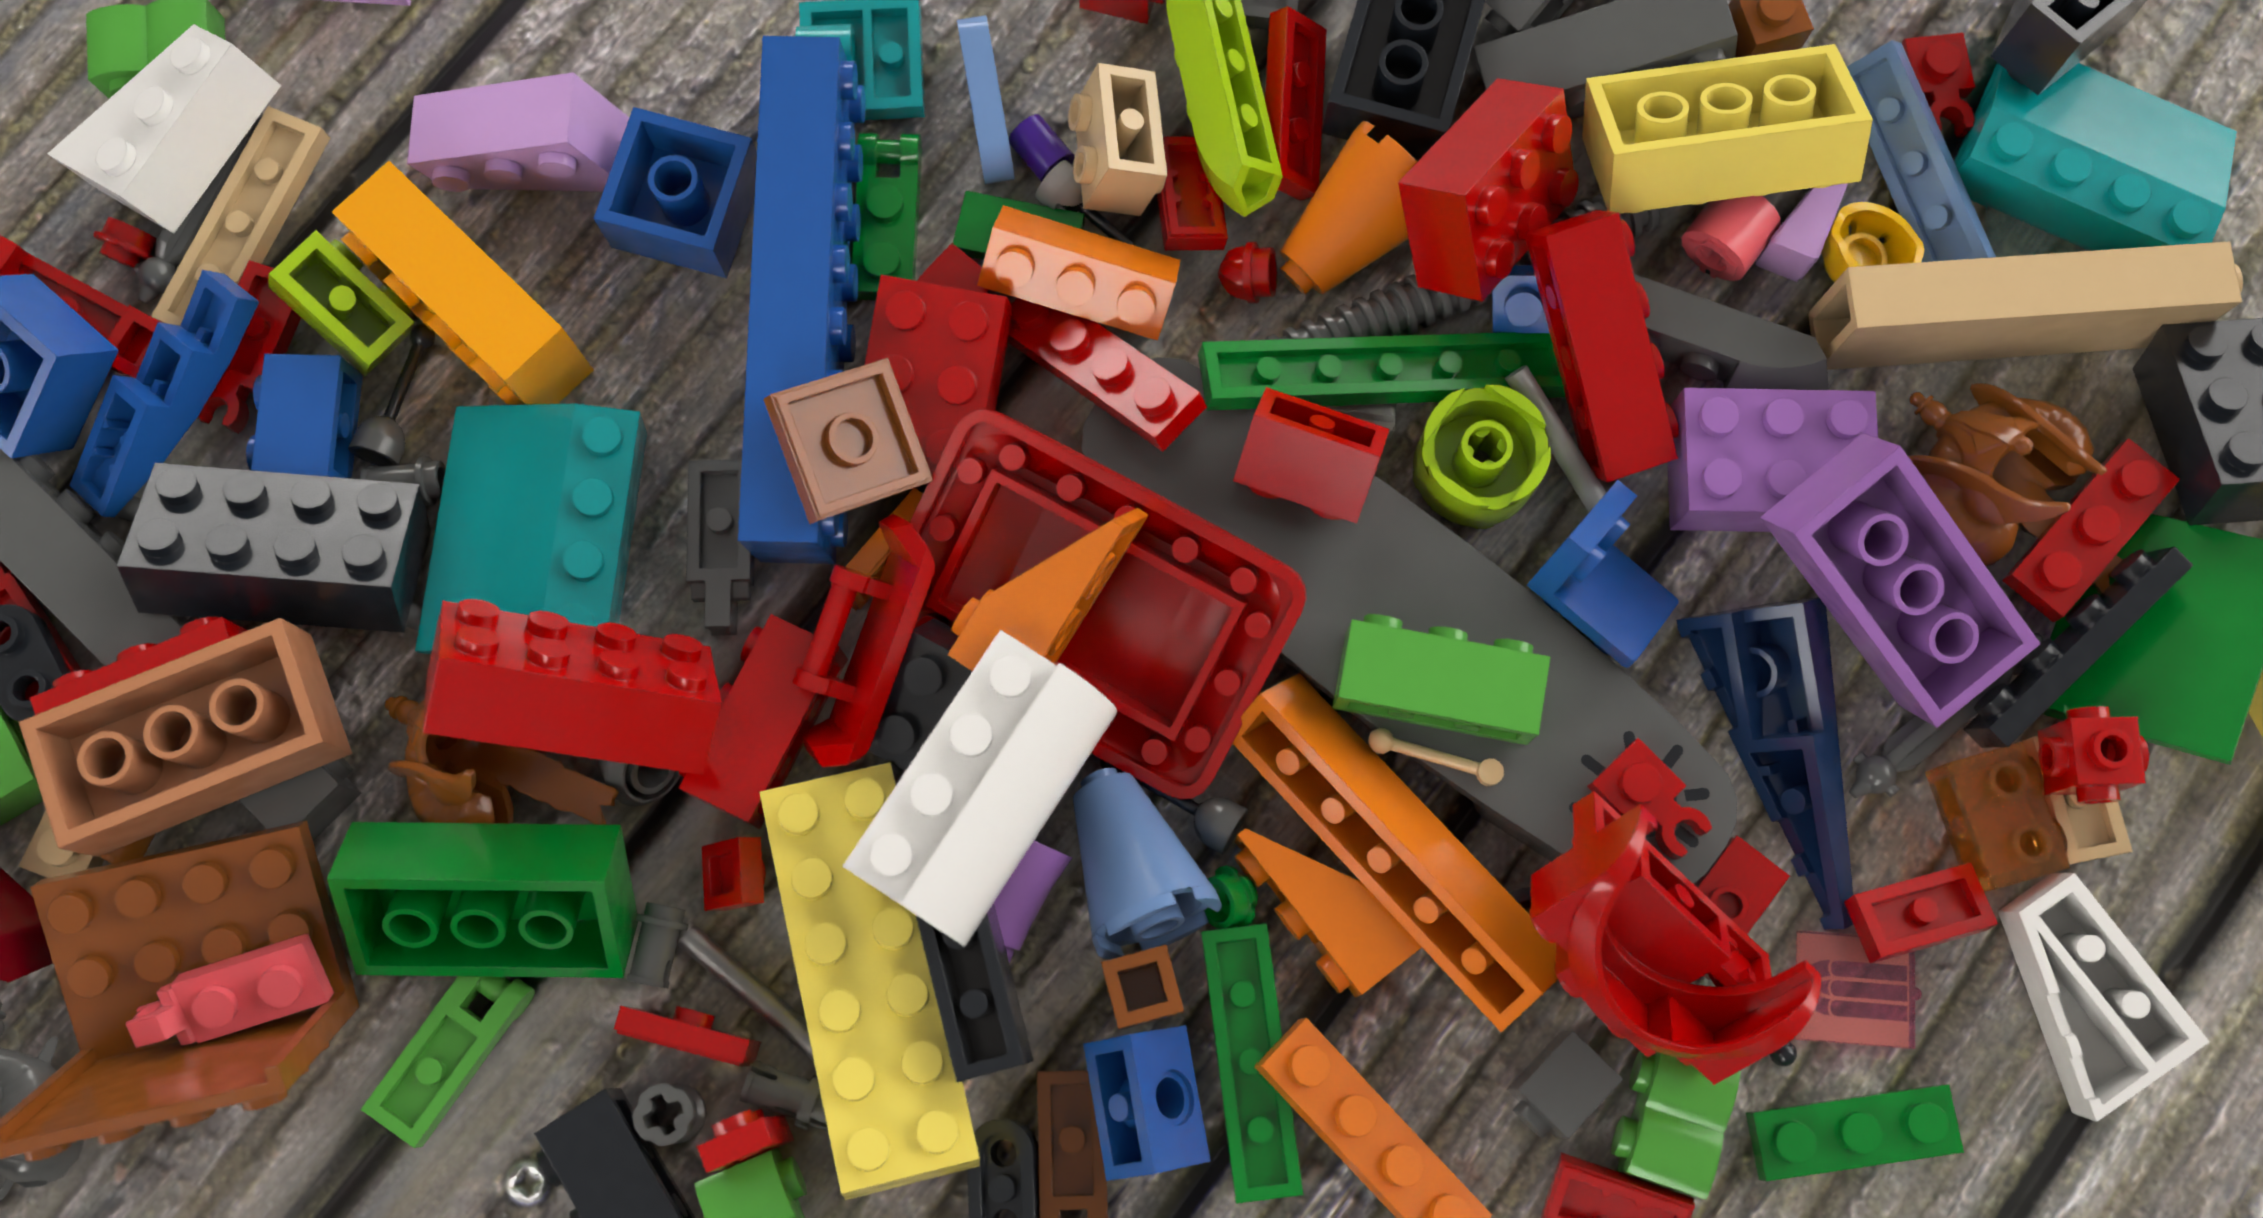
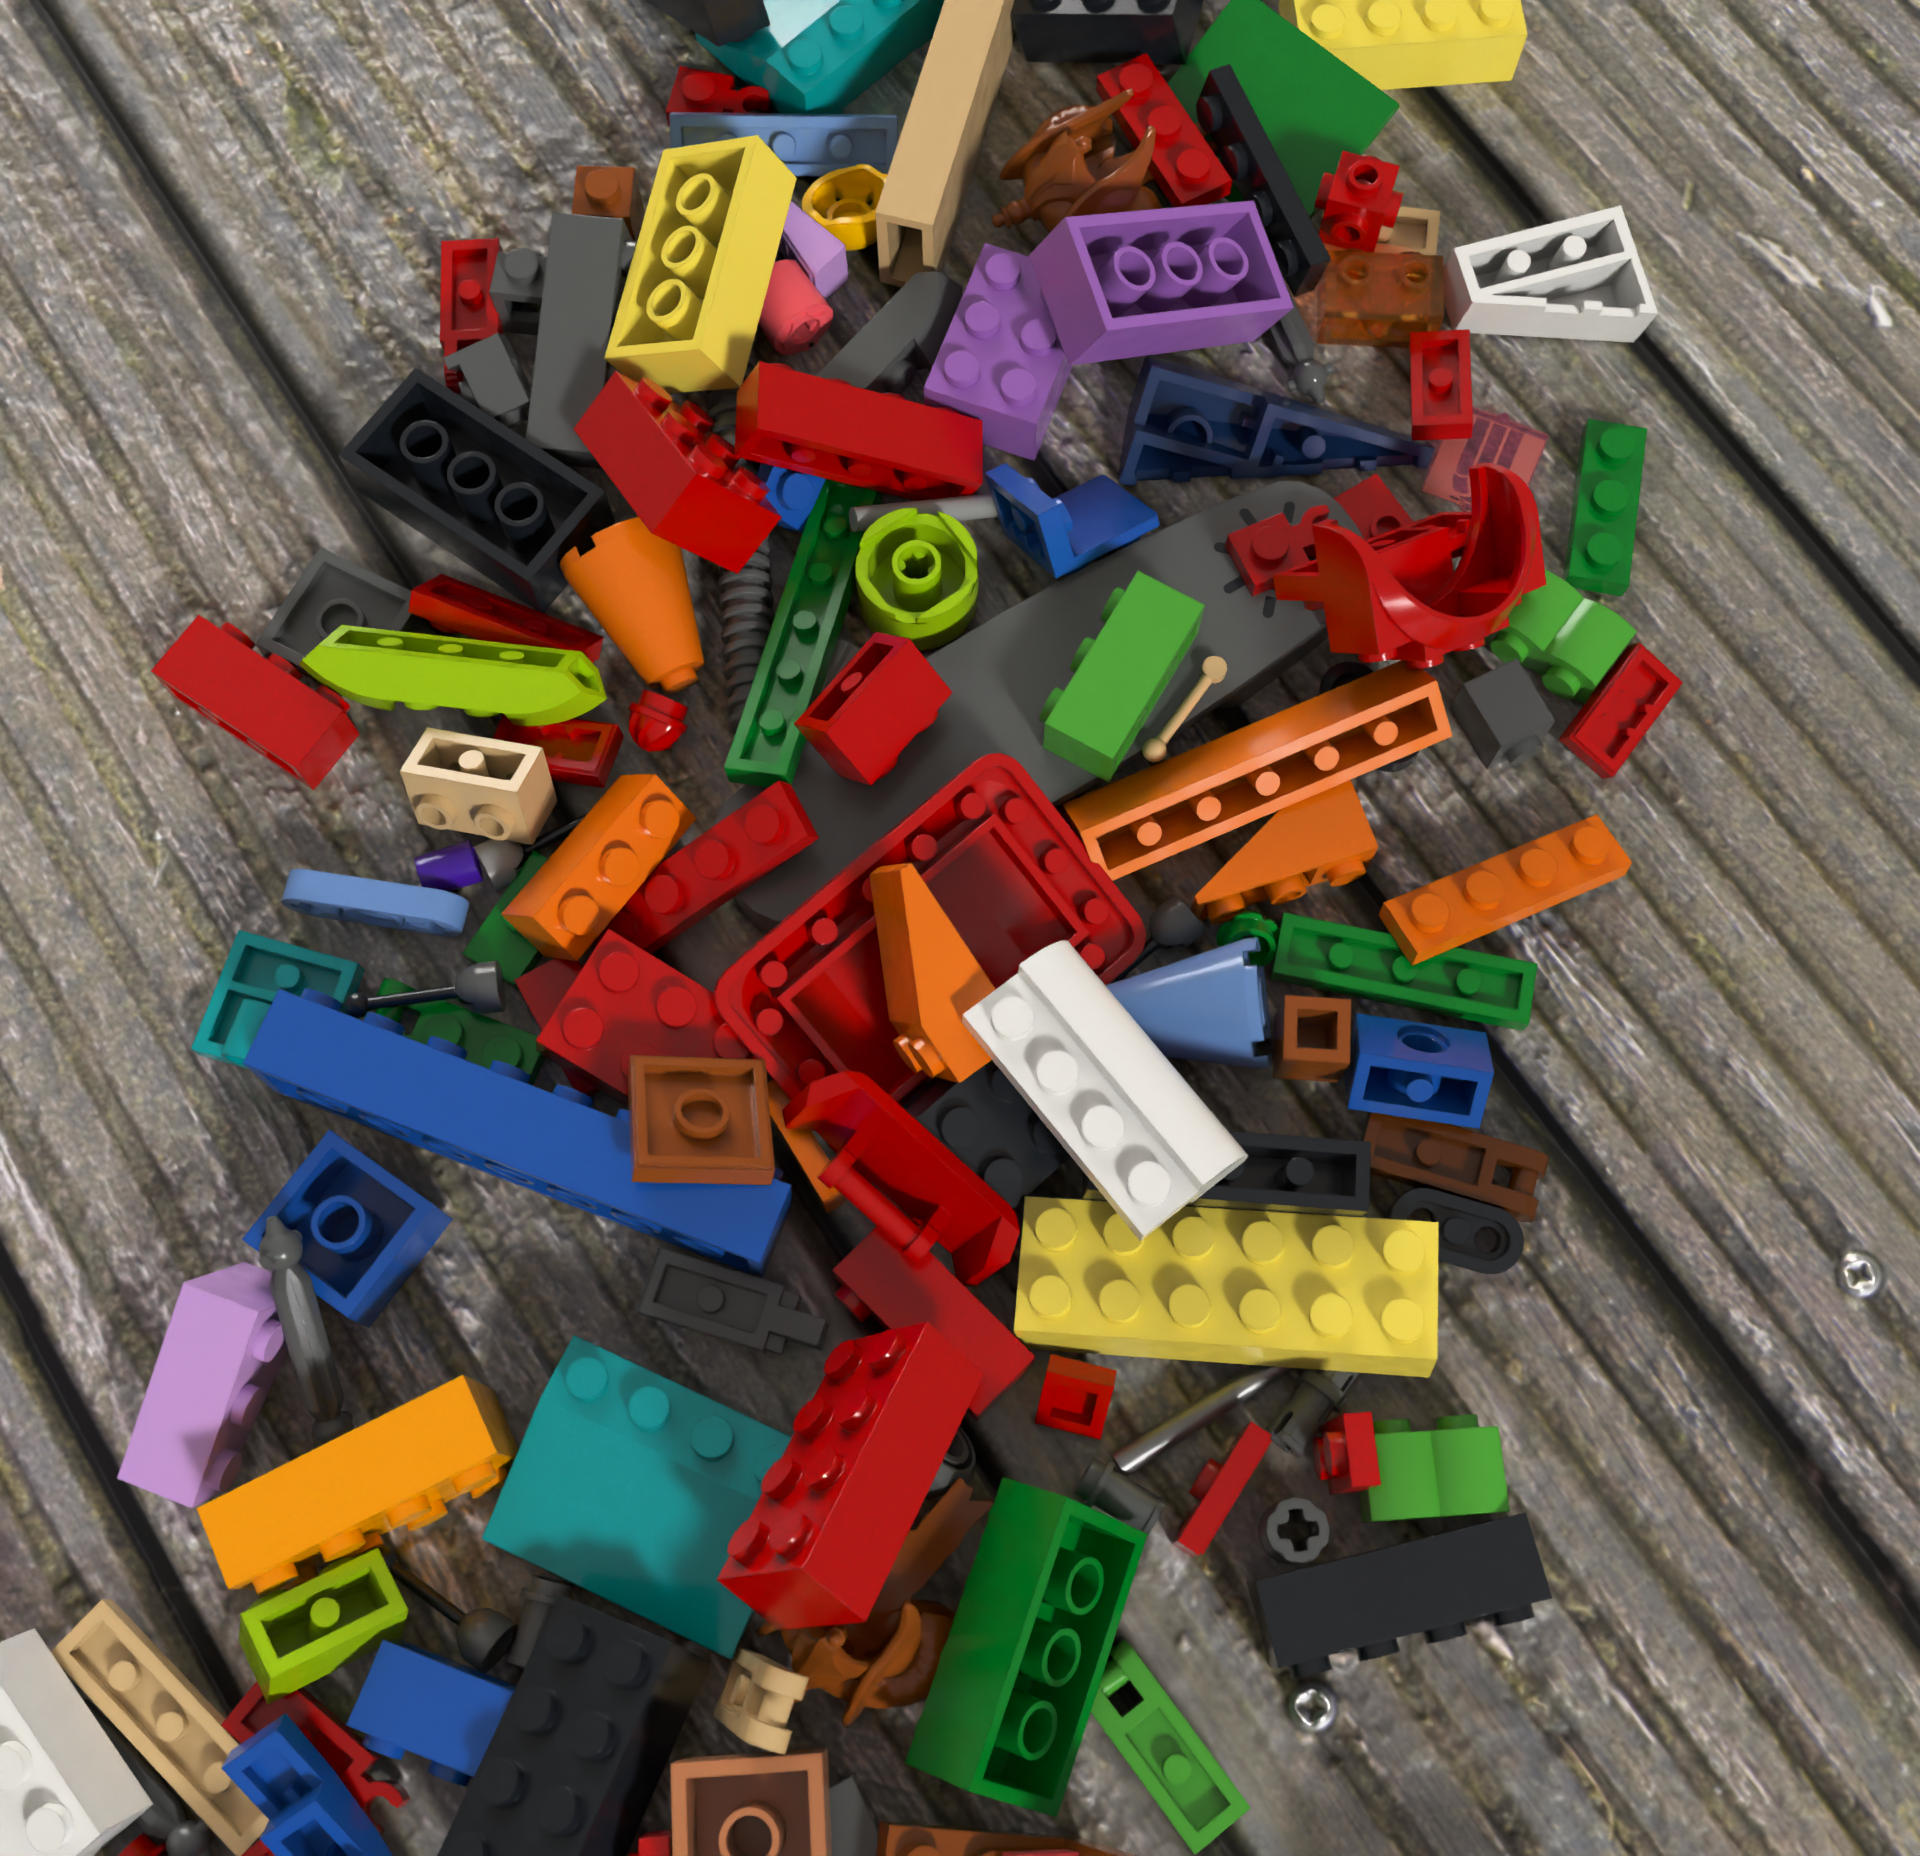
camera: 70 degrees left, 5 degrees down
(367, 681) = (759, 1700): none -> tan plate
(569, 192) = (304, 1332): none -> dark grey wheel
(932, 214) = (478, 989): none -> hinge

